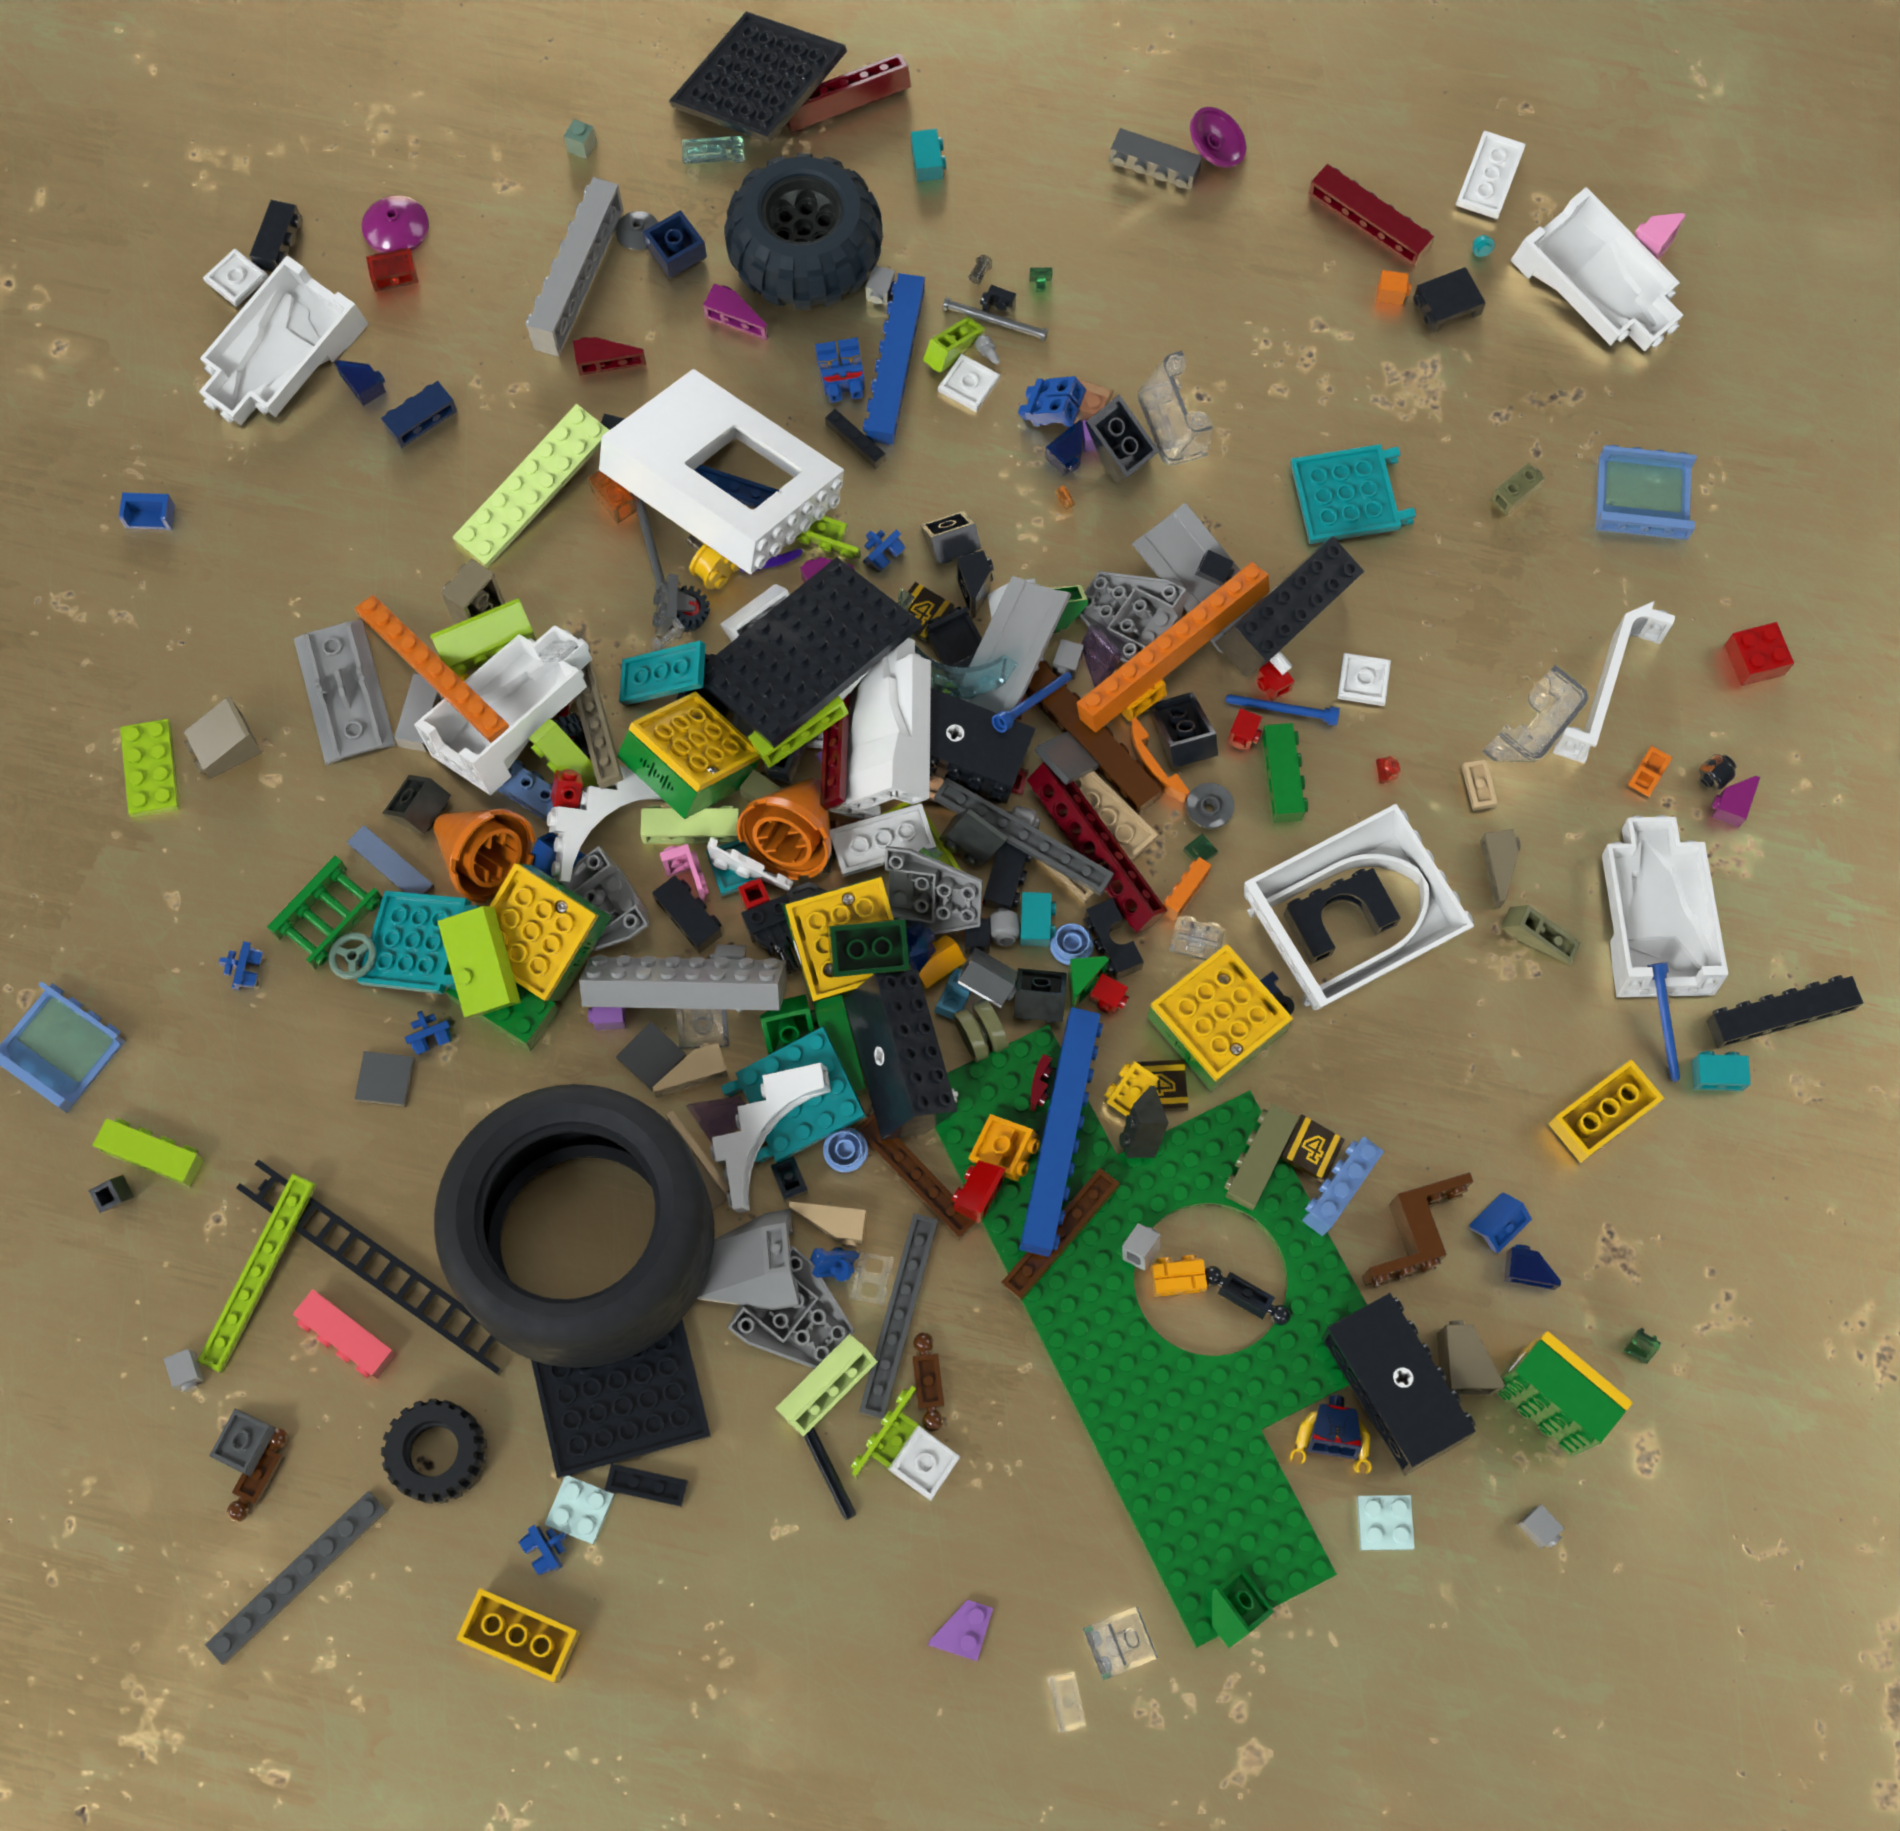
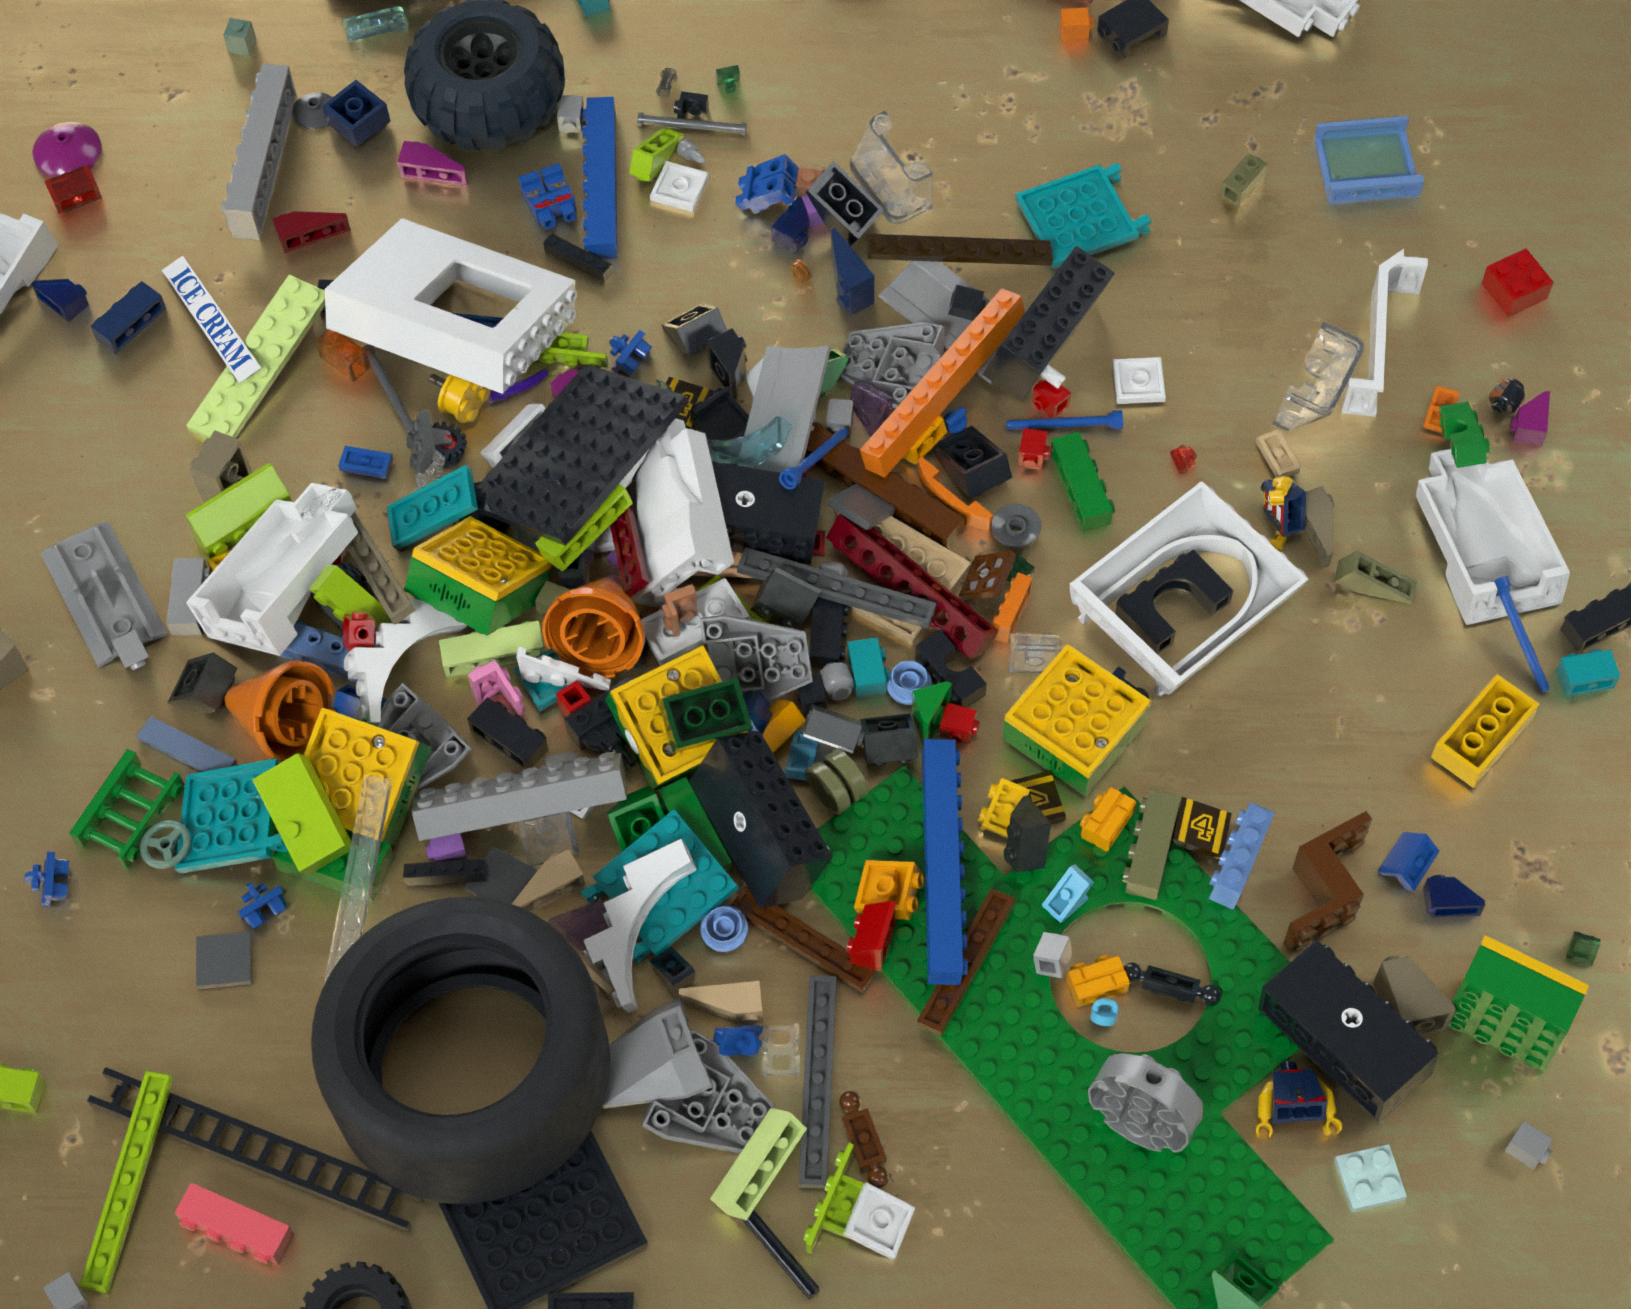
camera: 10 degrees left, 10 degrees down
(357, 756) = (130, 650): none -> light grey brick
(432, 669) = (193, 547): orange plate -> none
(495, 433) = (211, 319): none -> white sticker
(519, 1029) = (360, 867): none -> clear plate
(601, 1038) = (445, 872): none -> black piece
(611, 610) = (365, 462): none -> blue plate
(869, 827) = (679, 607): none -> nougat bracket
(1039, 1088) = (910, 821): dark red slope -> none
(1112, 518) = (851, 275): none -> dark blue slope
(1170, 852) = (987, 575): none -> reddish brown piece
(1170, 1189) = (1068, 894): none -> medium azure slope
(1177, 684) = (956, 420): none -> blue plate
(1177, 1310) = (1104, 1012): none -> medium azure tile
(1191, 1415) = (1146, 1102): none -> light grey brick
(1220, 510) = (959, 249): none -> dark brown plate
(1225, 1122) = (1107, 819): none -> light orange brick
(1471, 843) = (1285, 507): none -> torso
(1665, 808) = (1466, 436): none -> green arch

